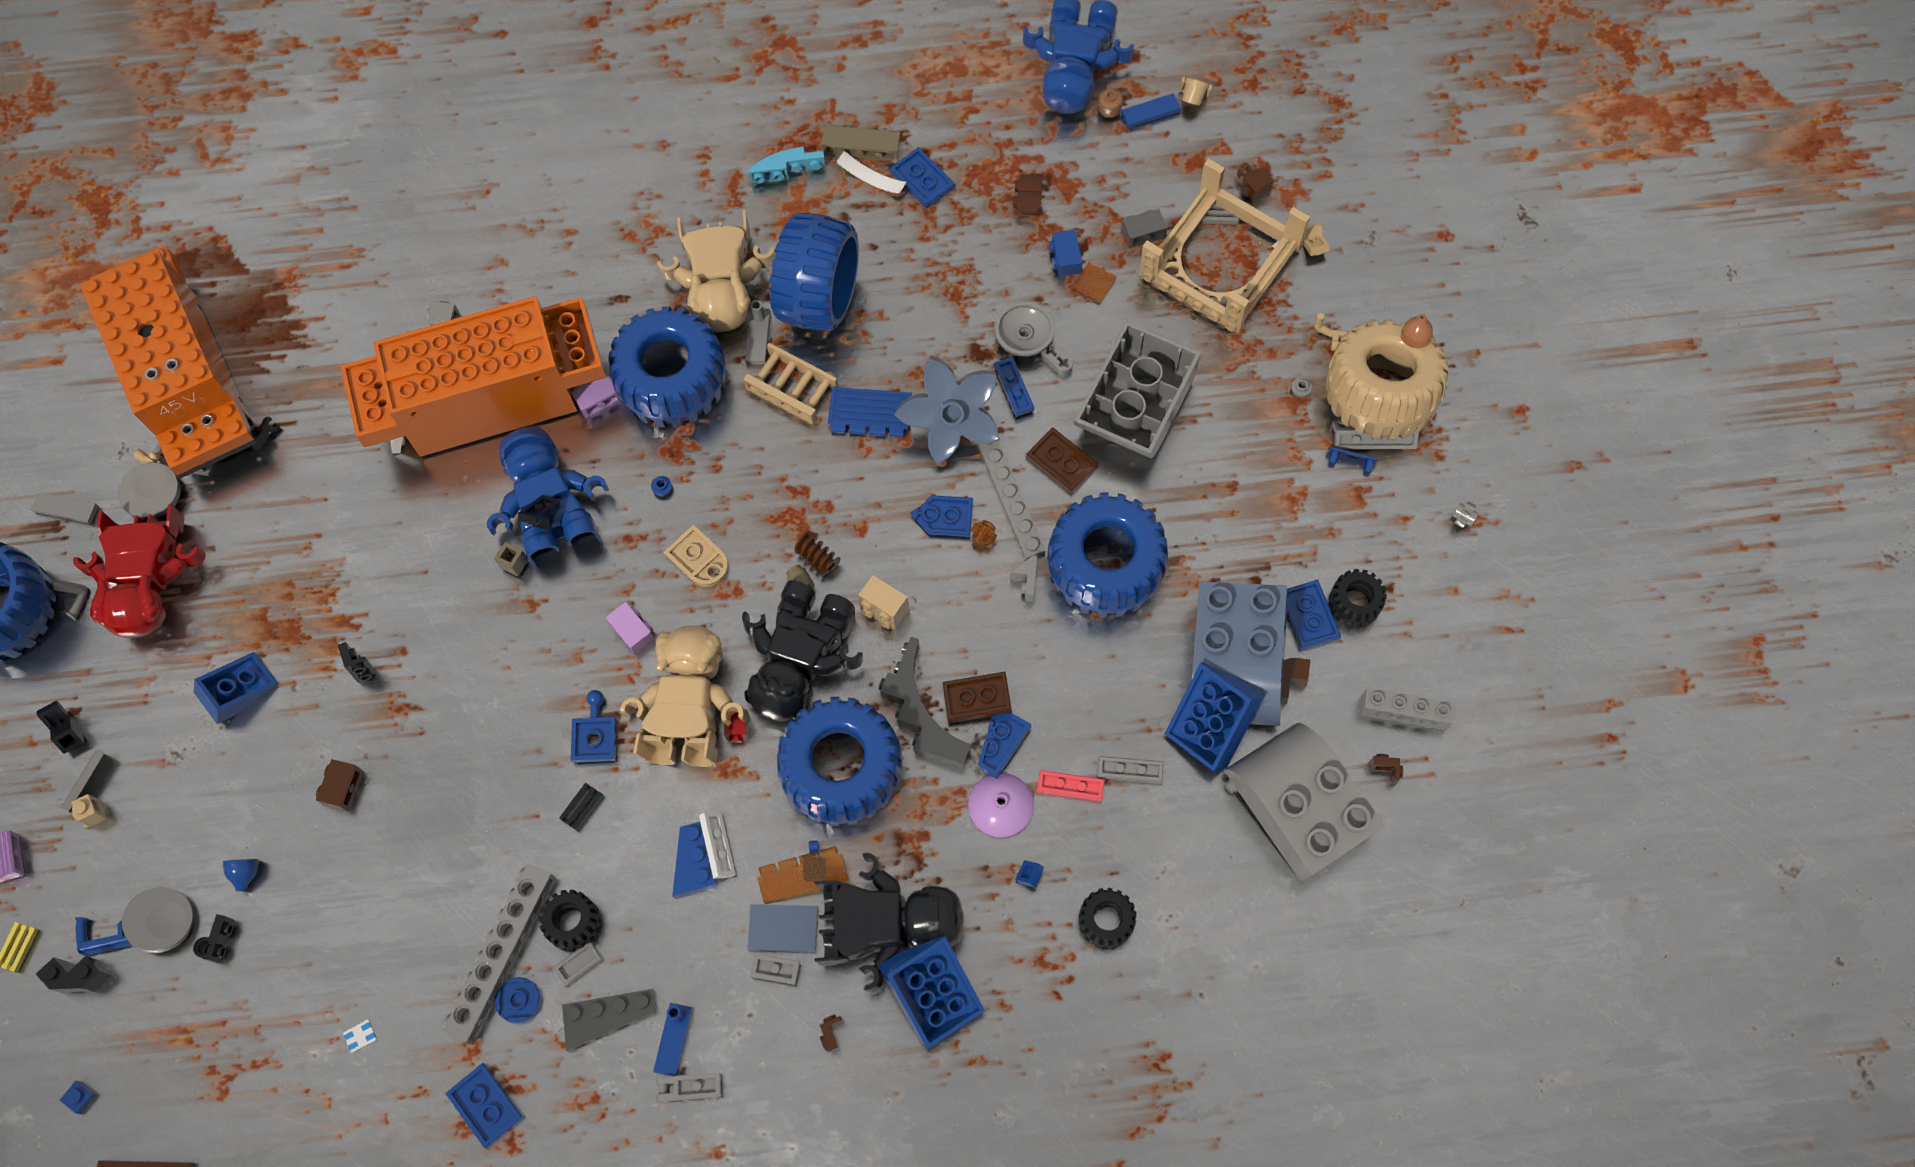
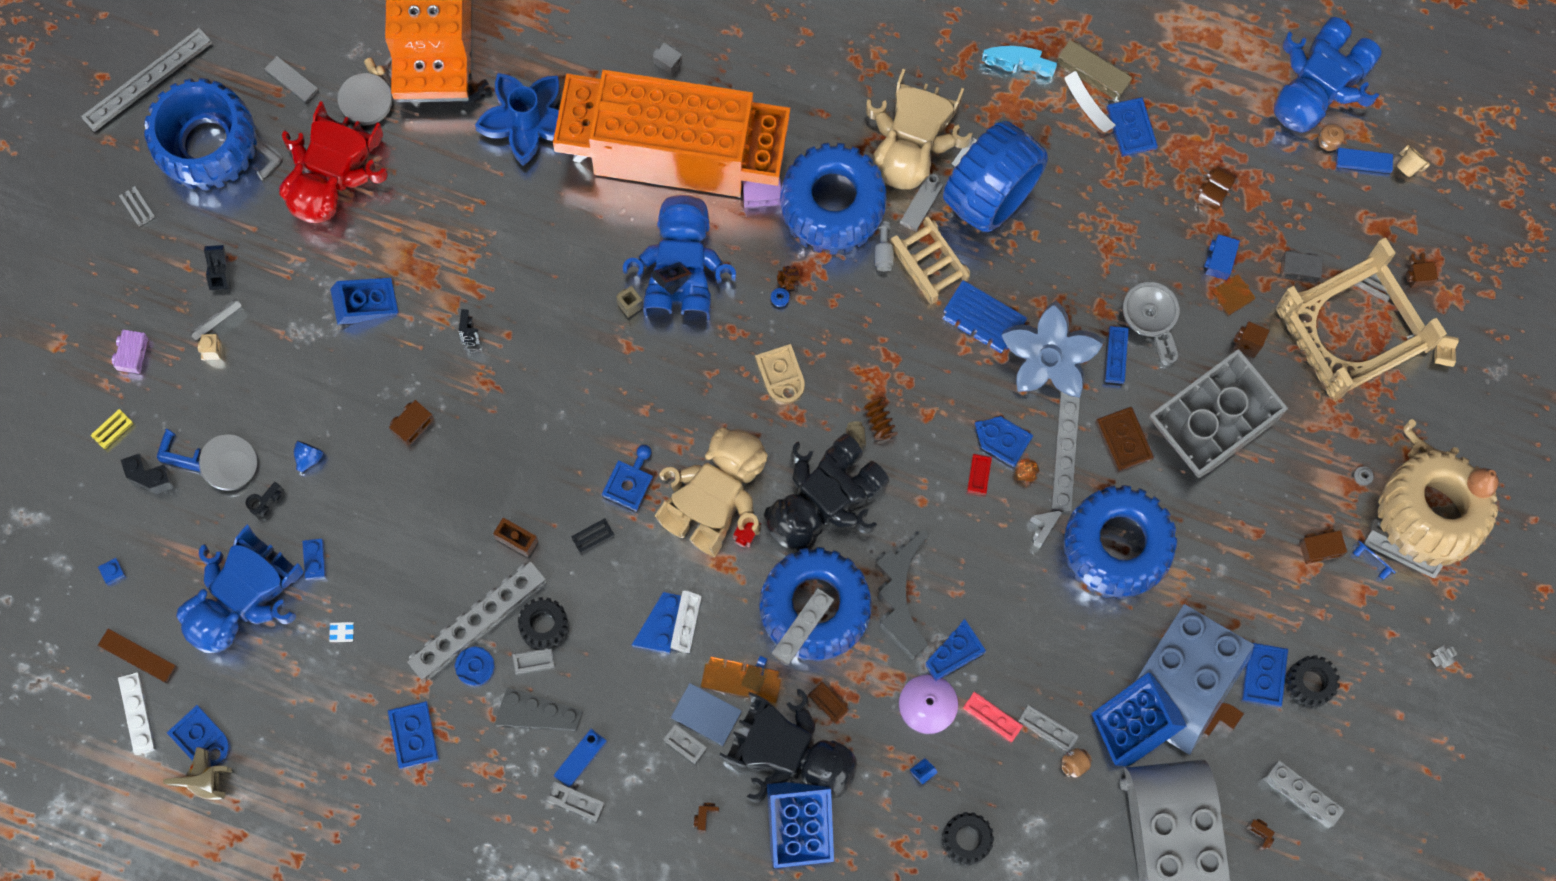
camera: 20 degrees right, 5 degrees up
(224, 1046) = (239, 592): none -> blue piece
(296, 975) = (314, 559): none -> blue piece
(318, 431) = (522, 114): none -> blue plant
(500, 846) = (515, 537): none -> reddish brown brick
(630, 628) = (698, 407): lavender brick -> none
(660, 462) = (788, 277): none -> reddish brown gear
(742, 394) = (884, 251): none -> light grey piece
(836, 787) = (802, 626): none -> light grey plate
(883, 603) = (914, 490): tan brick -> none
(901, 853) = (828, 702): none -> reddish brown tile
(939, 559) = (979, 474): none -> red tile
(977, 697) = (952, 606): reddish brown tile -> none
(1132, 309) = (1250, 339): none -> reddish brown brick
(1174, 788) = (1076, 762): none -> medium nougat head
(1299, 469) = (1323, 546): none -> reddish brown brick

